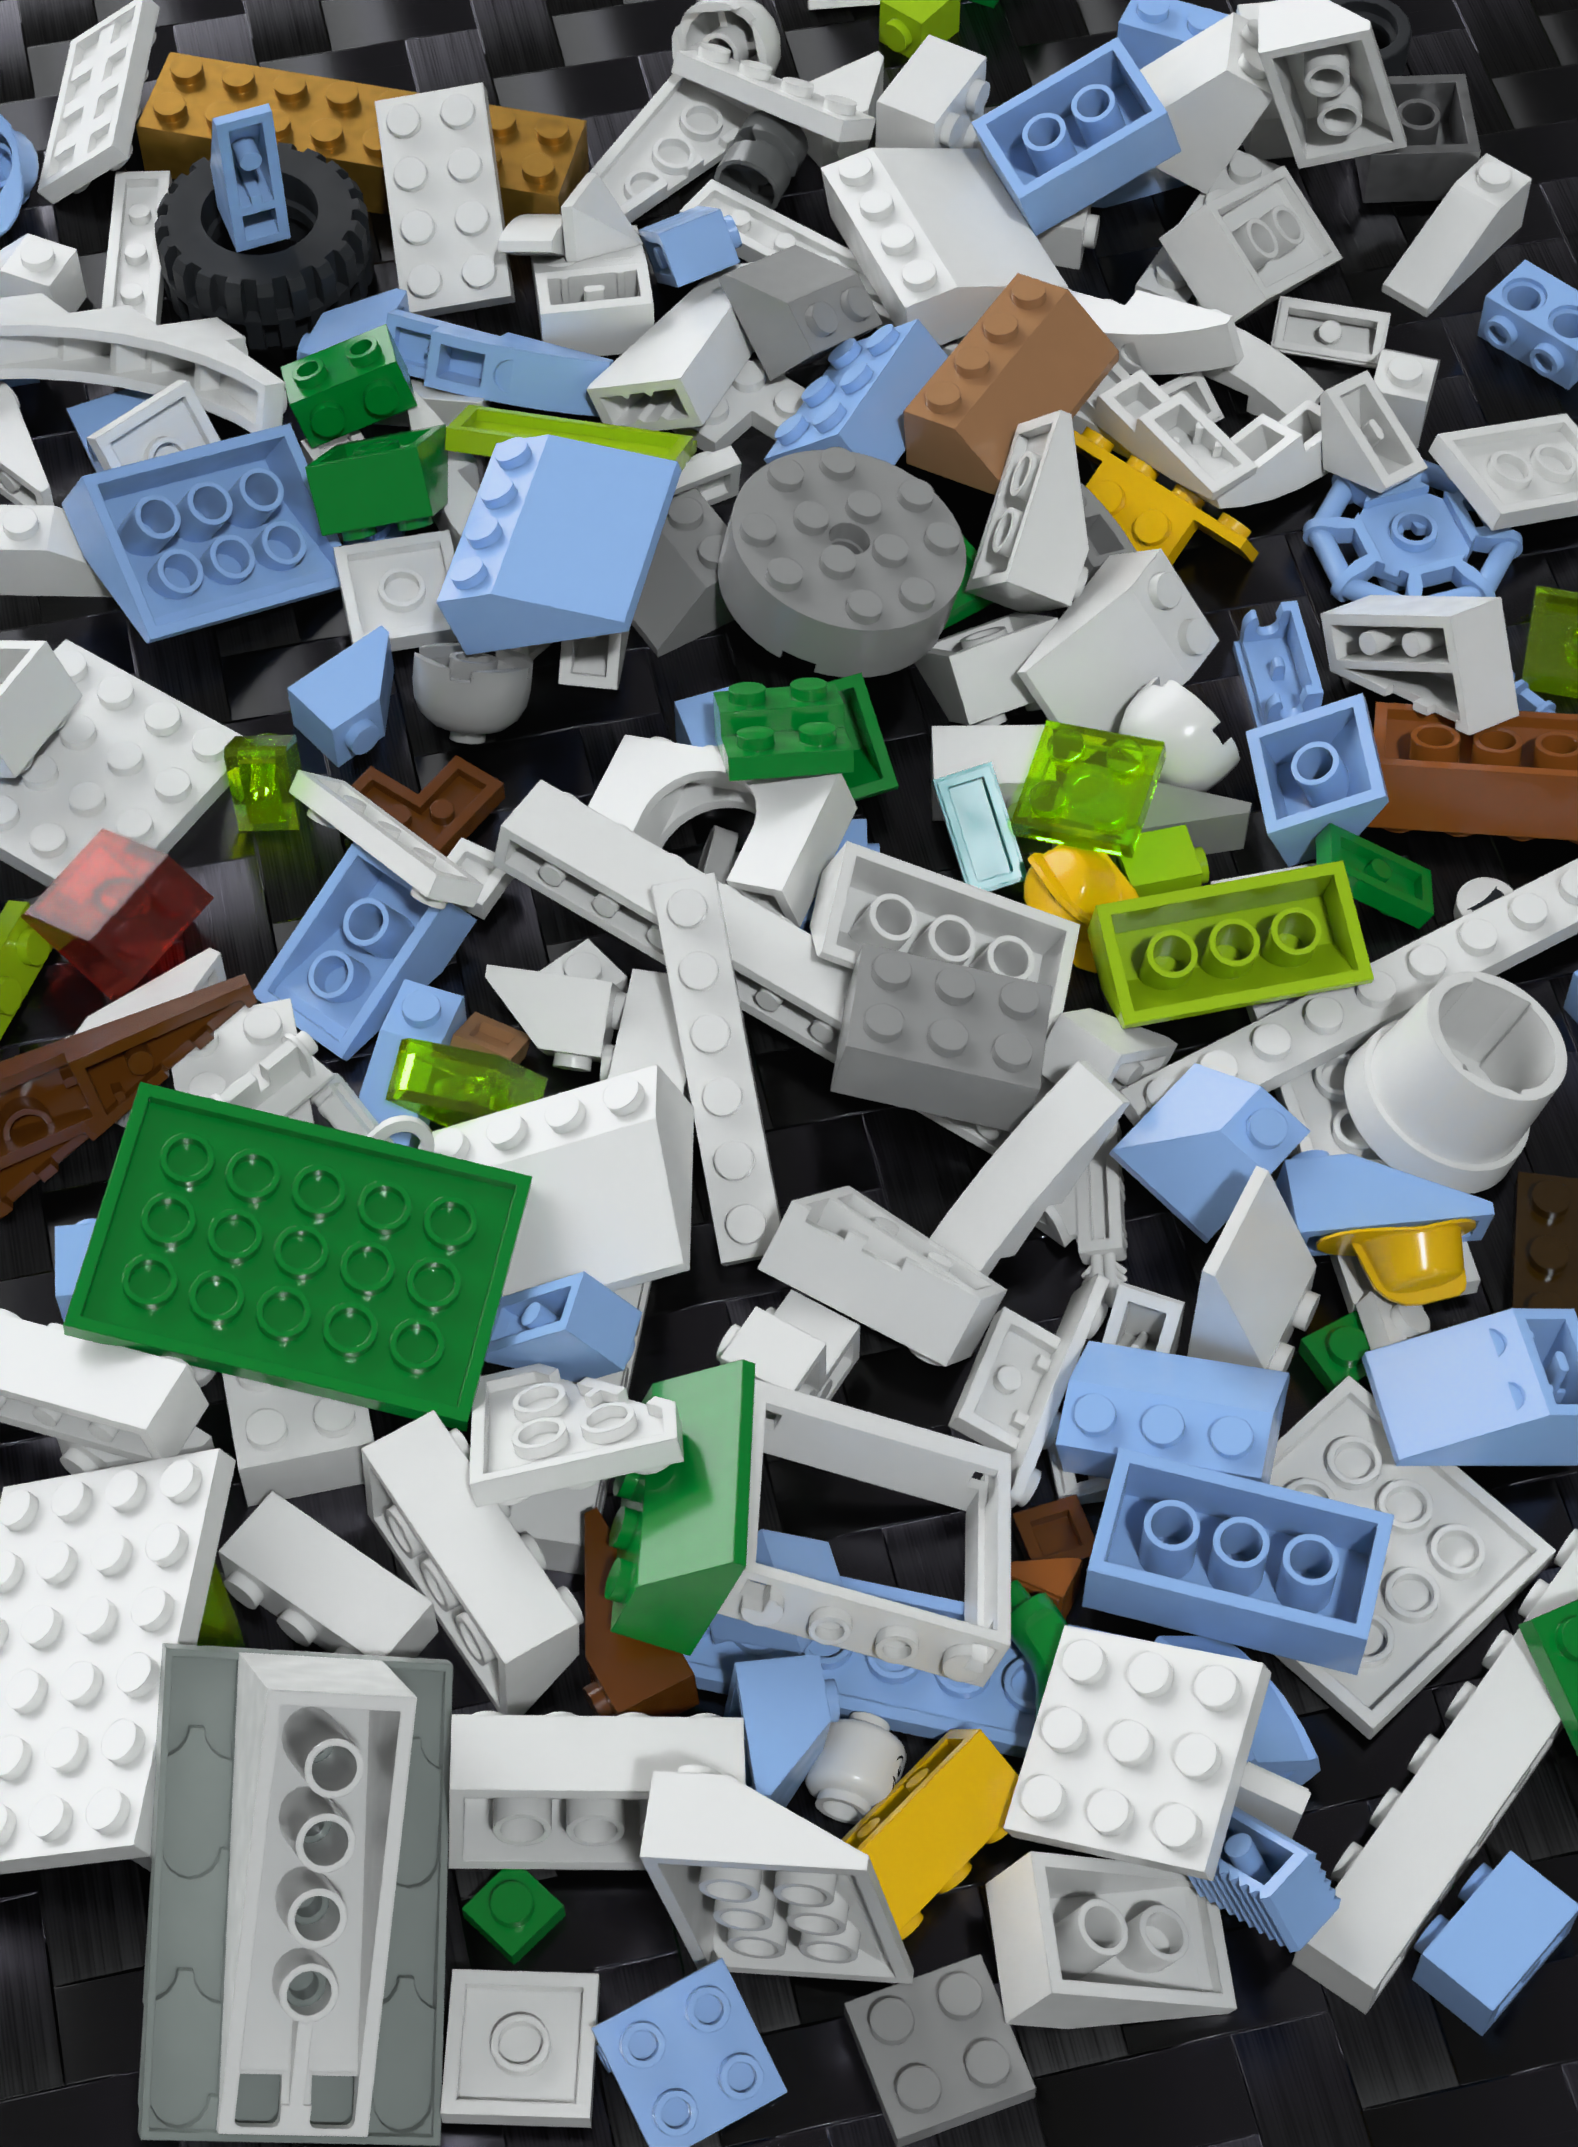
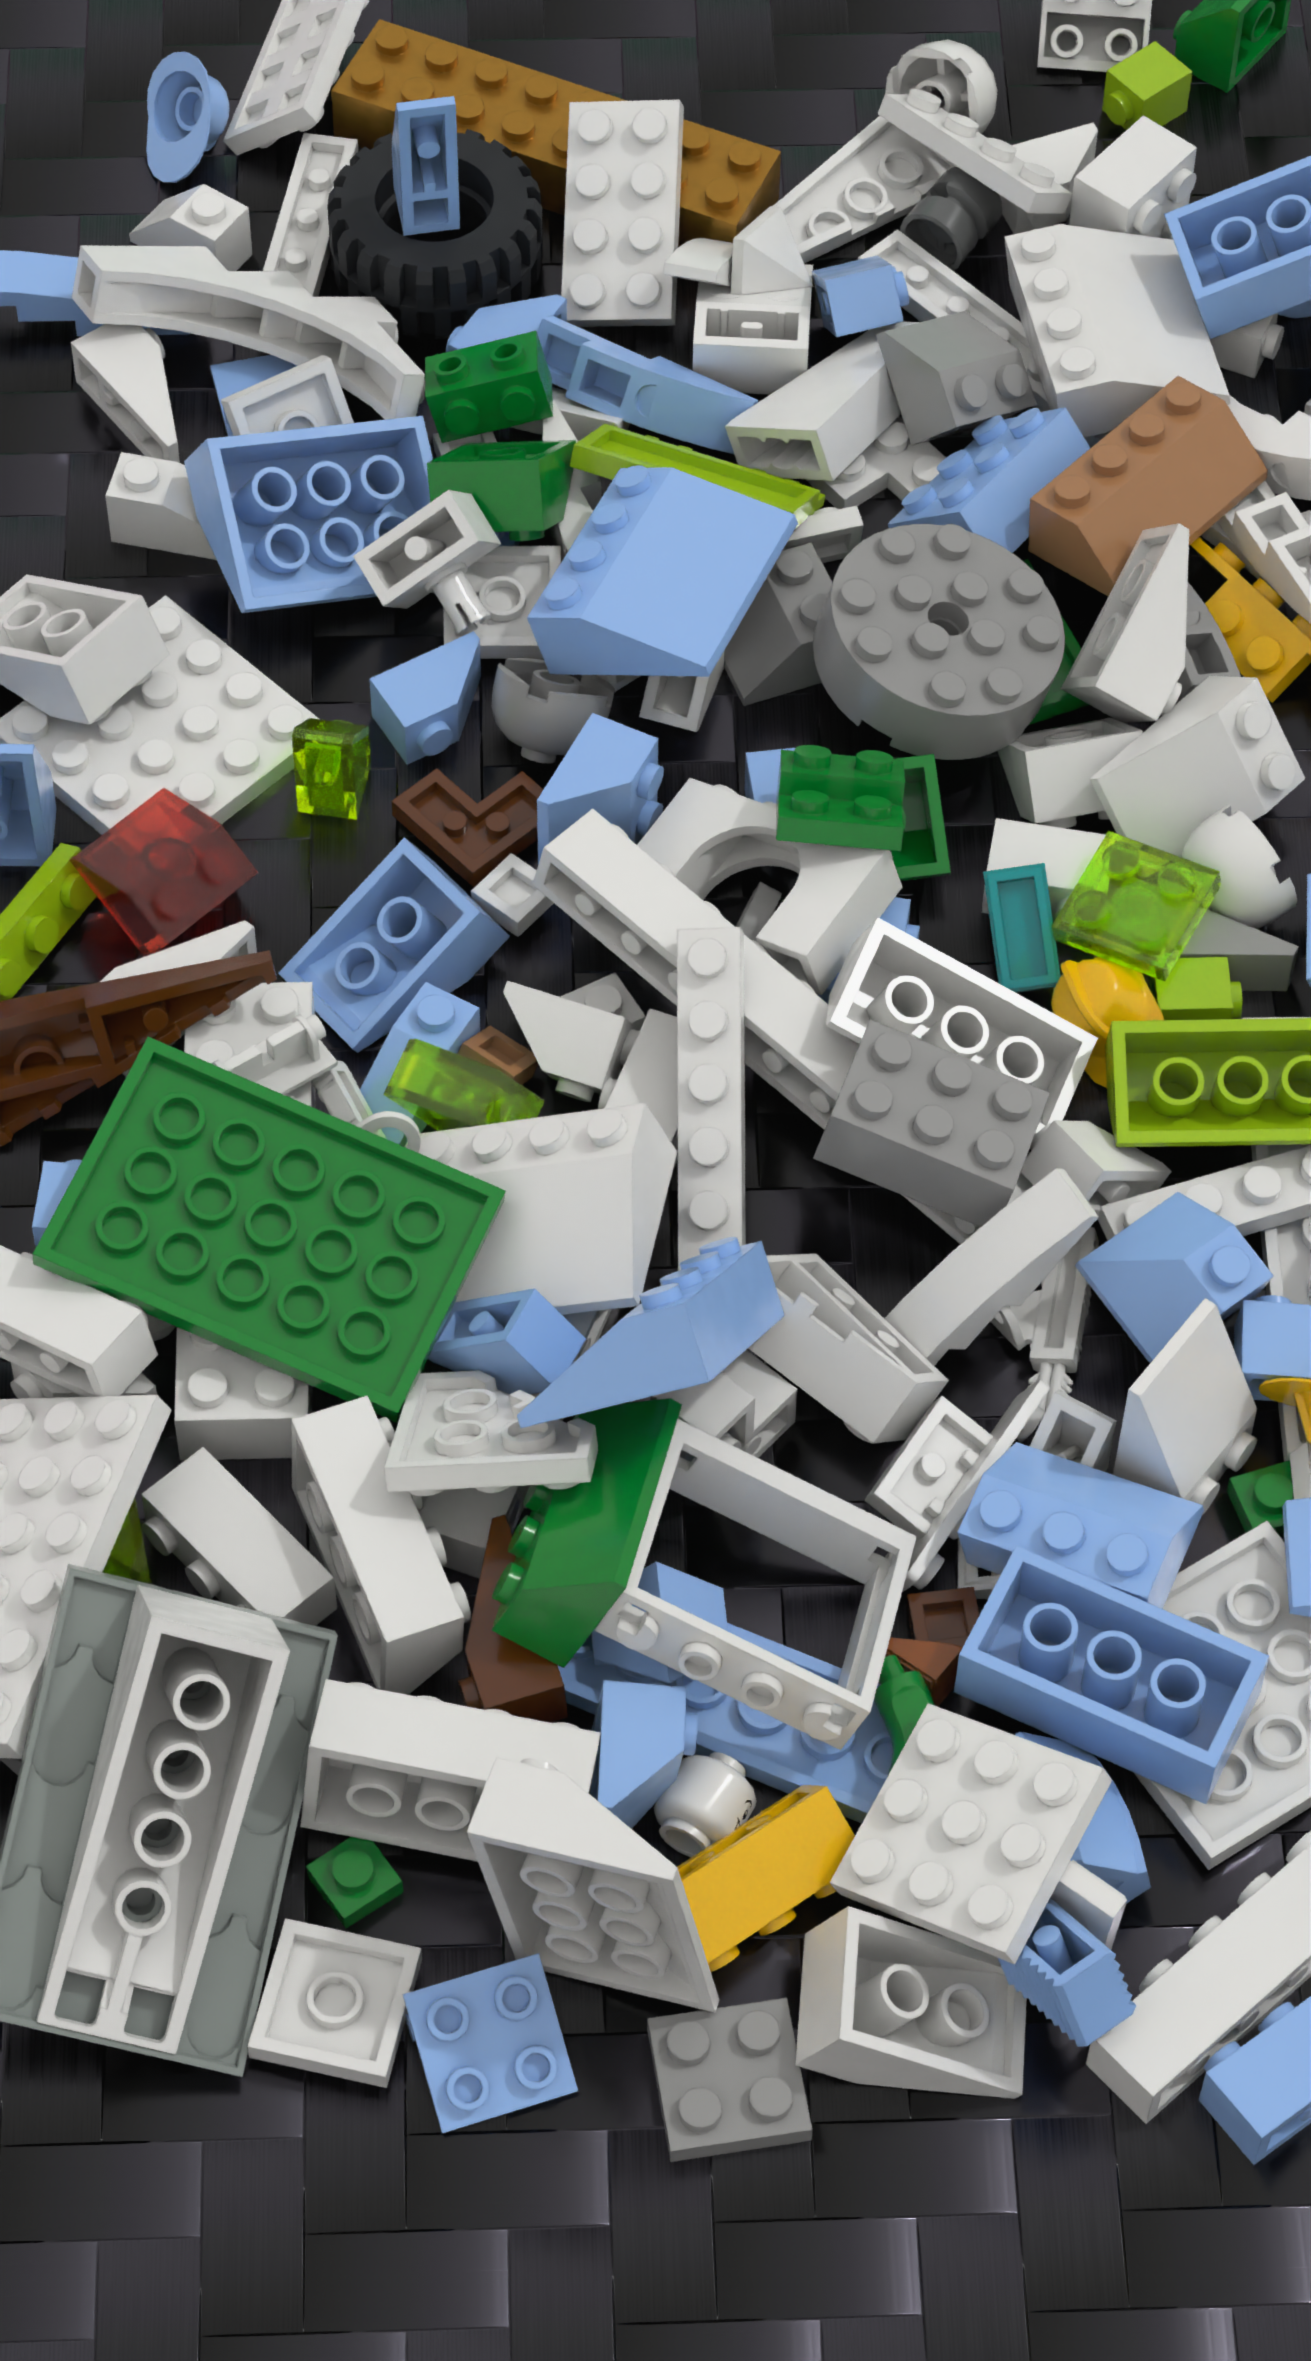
camera: 10 degrees right, 0 degrees up
(327, 558) = (432, 556): none -> white brick
(430, 873) = (448, 859): white plate -> none
(542, 739) = (604, 771): none -> light blue slope
(734, 1301) = (674, 1337): none -> light blue slope

